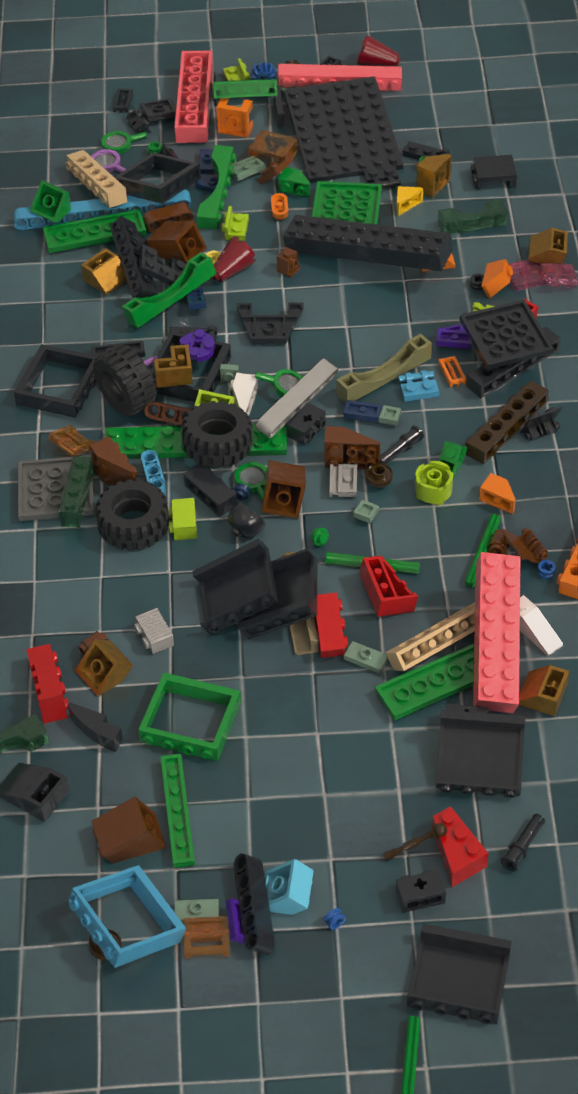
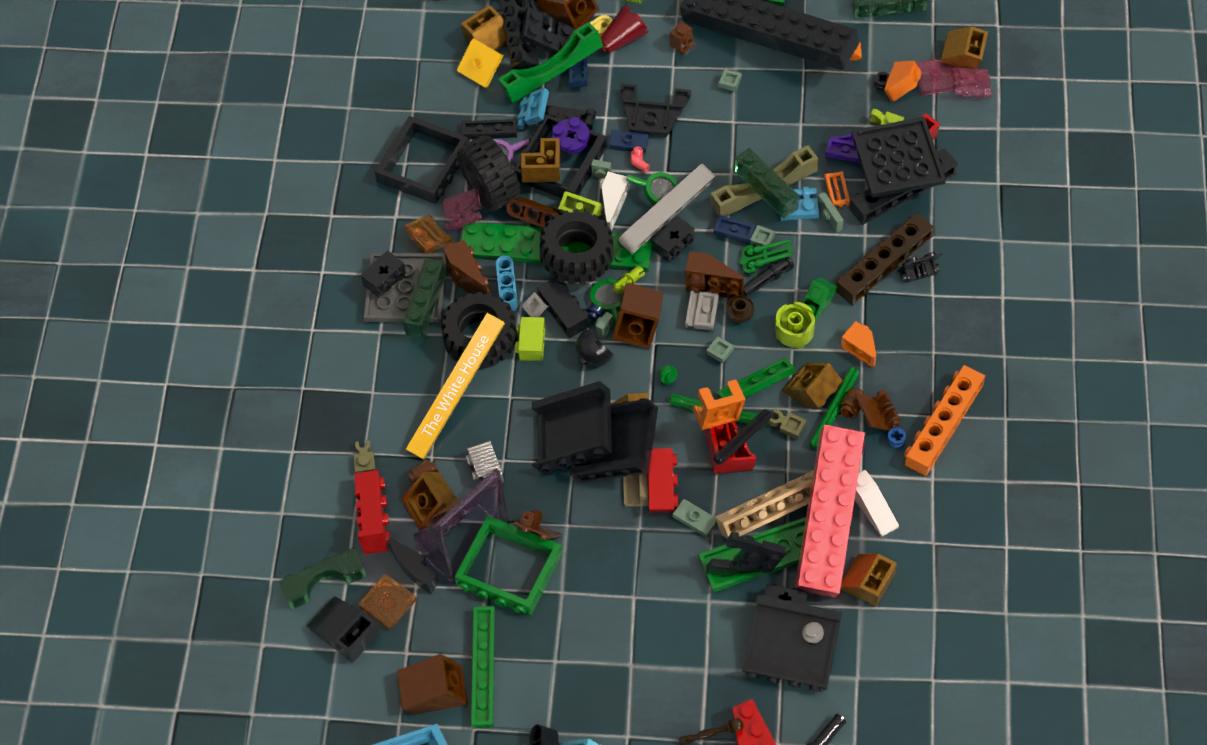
camera: 10 degrees right, 10 degrees up
(33, 475) = (383, 274): none -> black brick
(33, 636) = (365, 459): none -> olive plate
(74, 761) = (387, 601): none -> clear orange plate
(102, 297) = (479, 63): none -> yellow plate
(102, 412) = (462, 204): none -> clear pink plate
(116, 563) = (455, 386): none -> yellow tile
(157, 650) = (482, 491): none -> clear purple windscreen
(158, 329) = (532, 108): none -> dark azure plate
(183, 490) = (534, 305): none -> light grey plate
(207, 673) = (531, 521): none -> reddish brown hinge
(250, 349) = (628, 140): none -> dark blue plate
(252, 499) = (604, 325): none -> sand green plate
(261, 363) = (637, 159): none -> coral arm
(274, 456) = (630, 277): none -> lime axle
(338, 292) = (730, 80): none -> sand green plate
(377, 553) = (721, 410): none -> orange panel
(387, 367) = (766, 183): none -> clear green brick
(396, 430) = (764, 258): none -> green piece
(401, 578) = (742, 437): none -> black axle
(405, 534) = (761, 379): none -> green plate
(432, 680) = (752, 557): none -> black wing
(442, 568) = (789, 425): none -> olive plate
(450, 389) = (829, 212): none -> sand green plate
(460, 531) = (813, 384): none -> pearl gold slope
(500, 740) = (813, 632): none -> light grey plate

